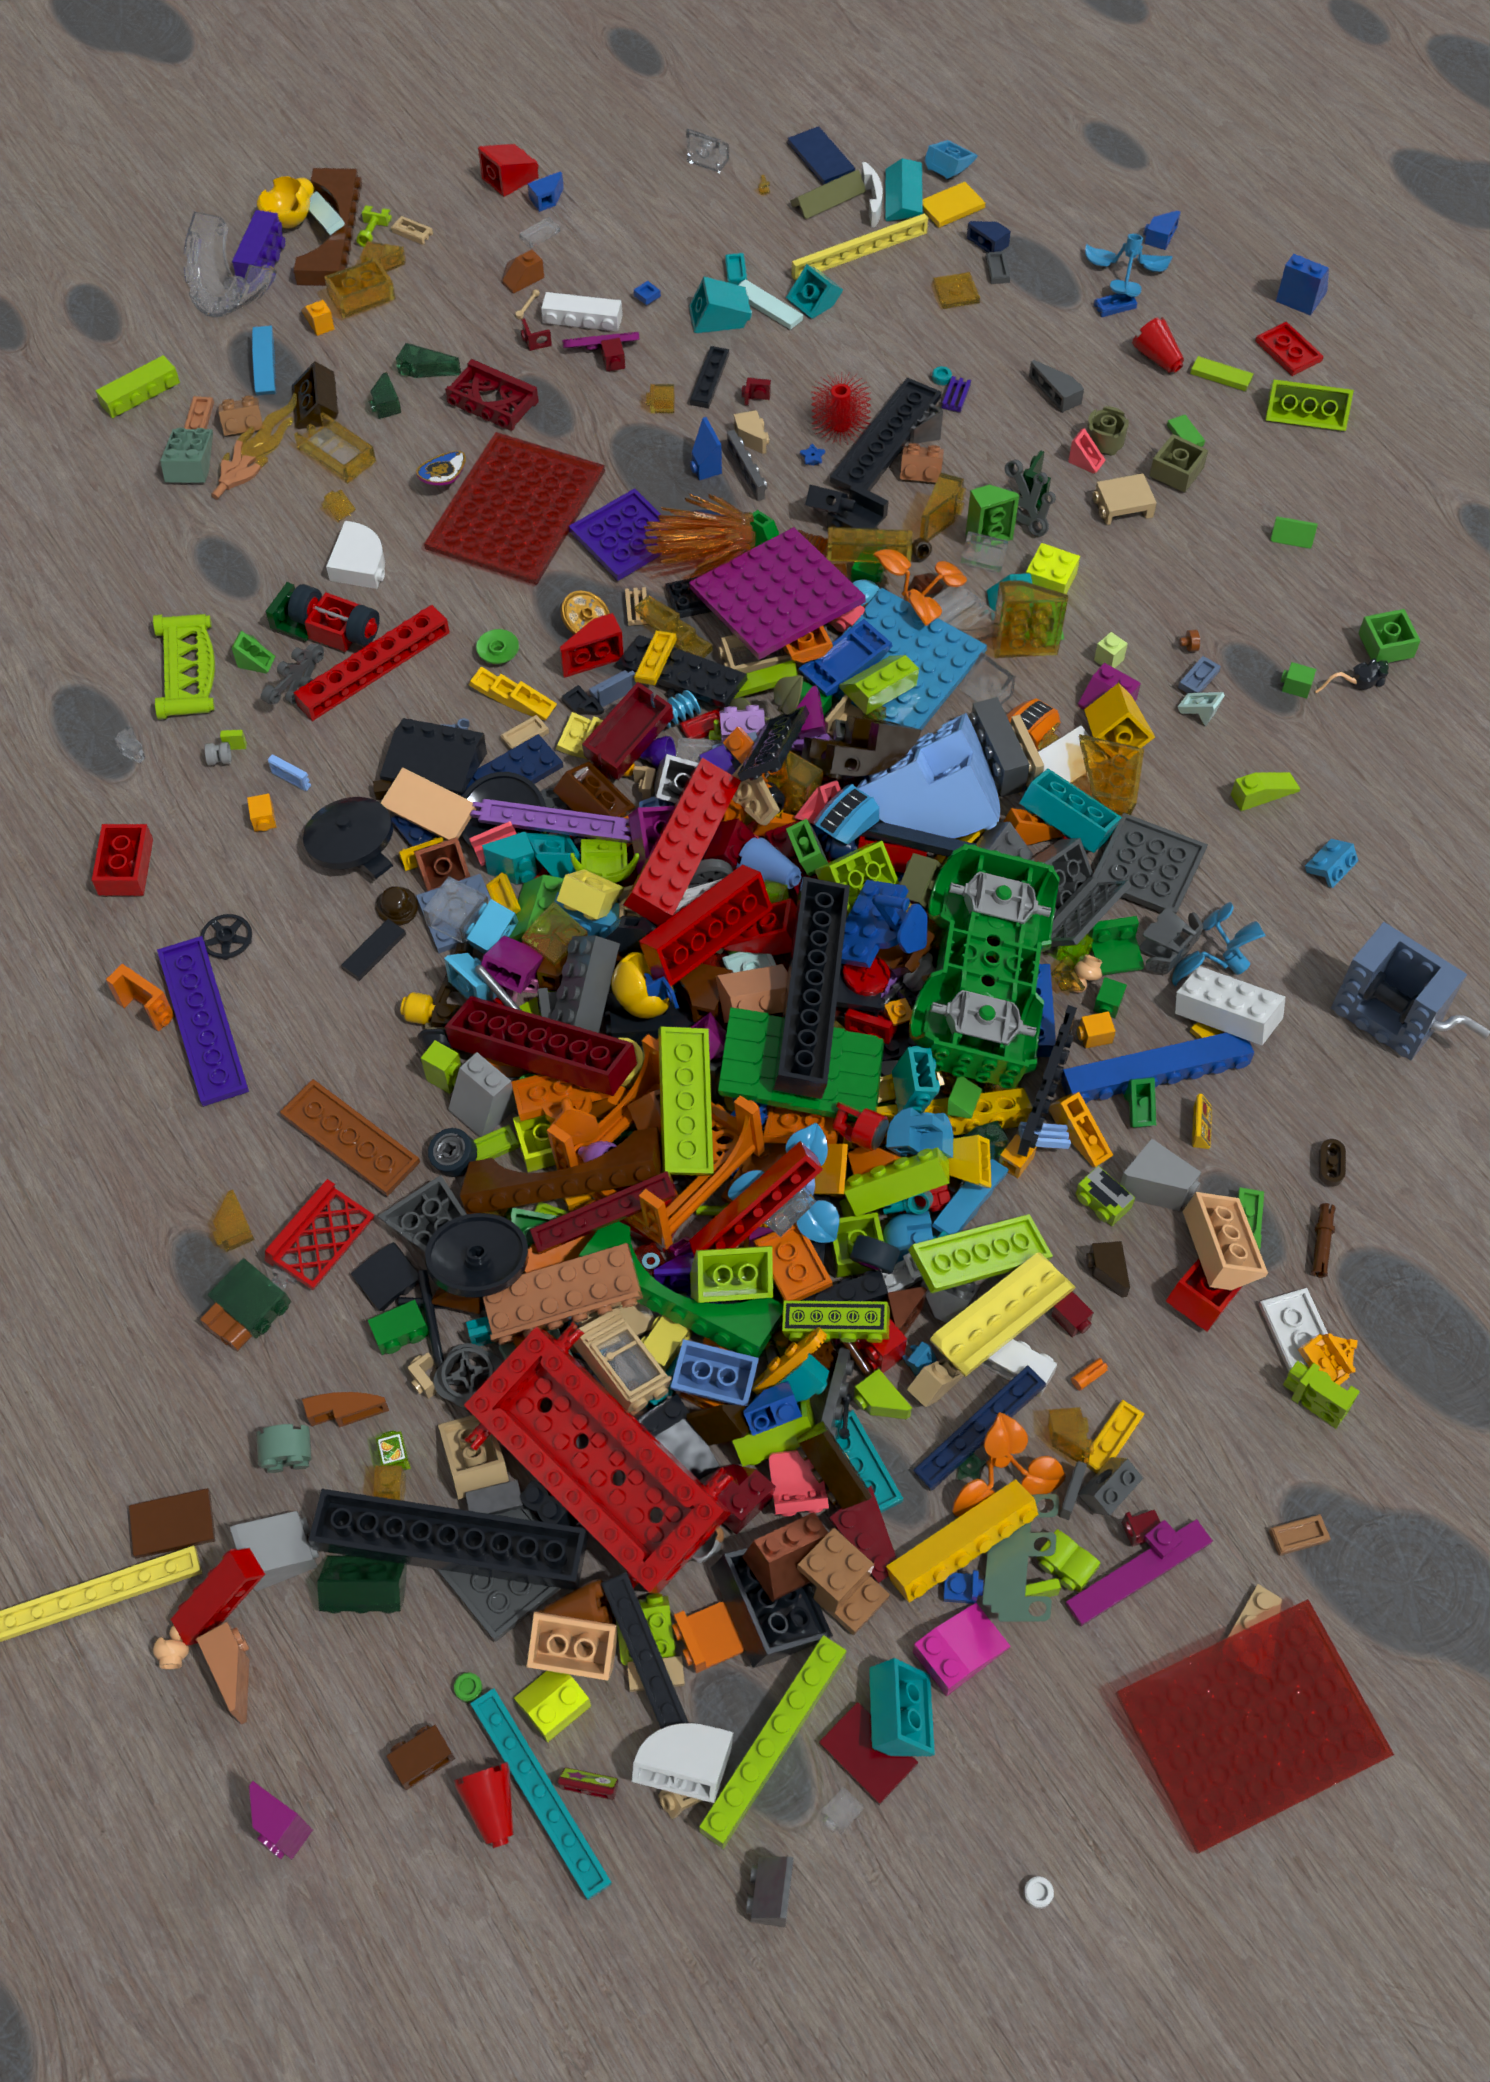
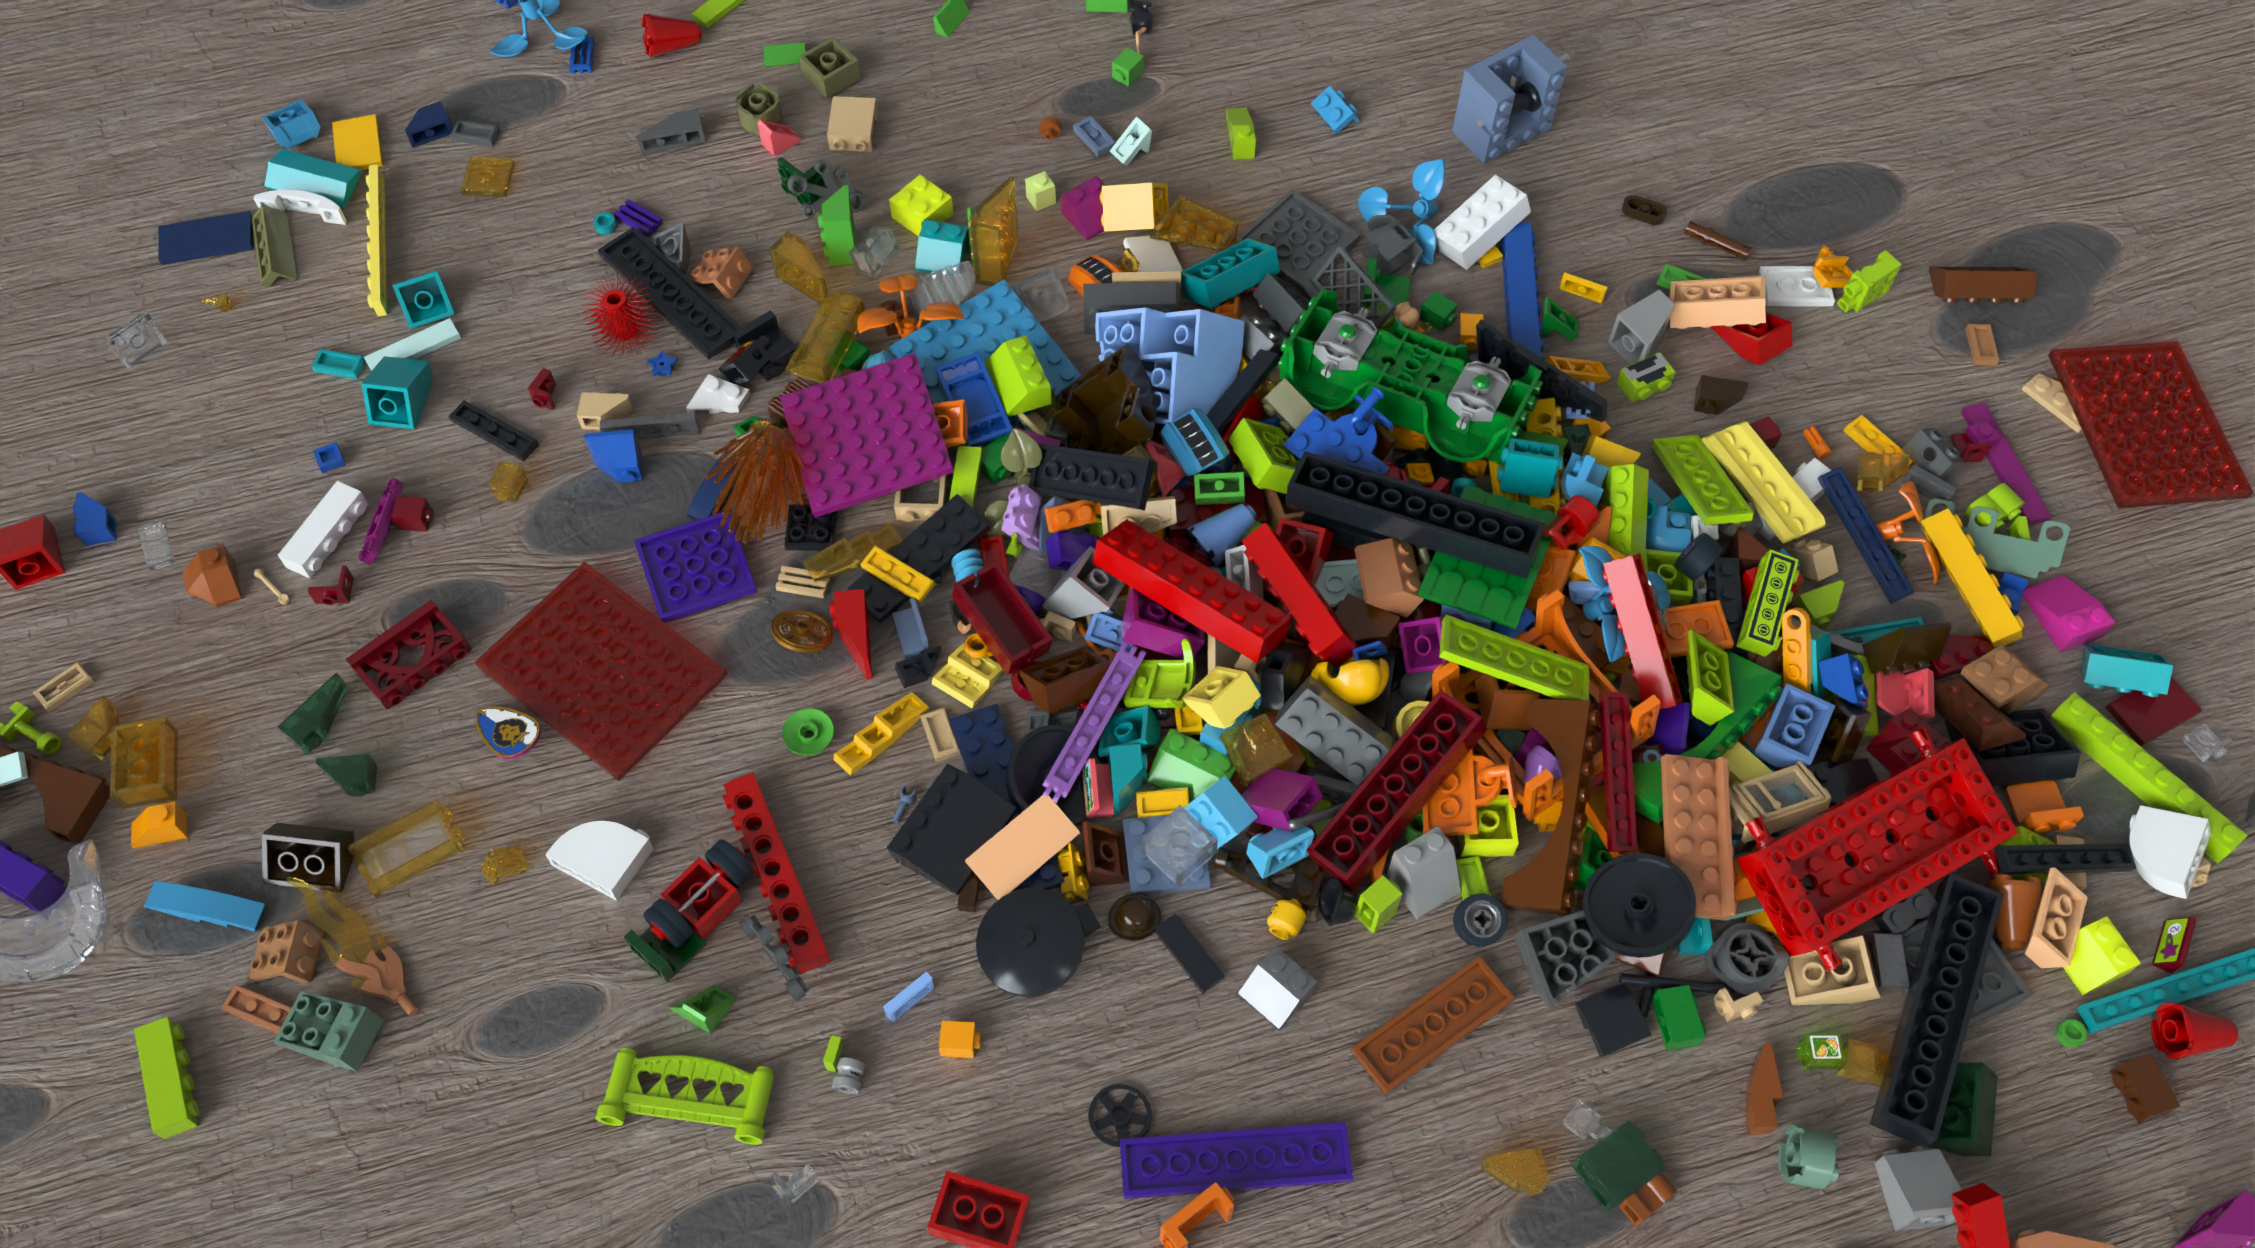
camera: 75 degrees left, 0 degrees up
(299, 1227) = (1542, 1096): red fence -> none
(357, 1017) = (1278, 988): none -> slope
(793, 500) = (718, 396): none -> white wing
(892, 1048) = (1459, 485): none -> teal tile
(1386, 1522) = (1983, 282): none -> reddish brown slope

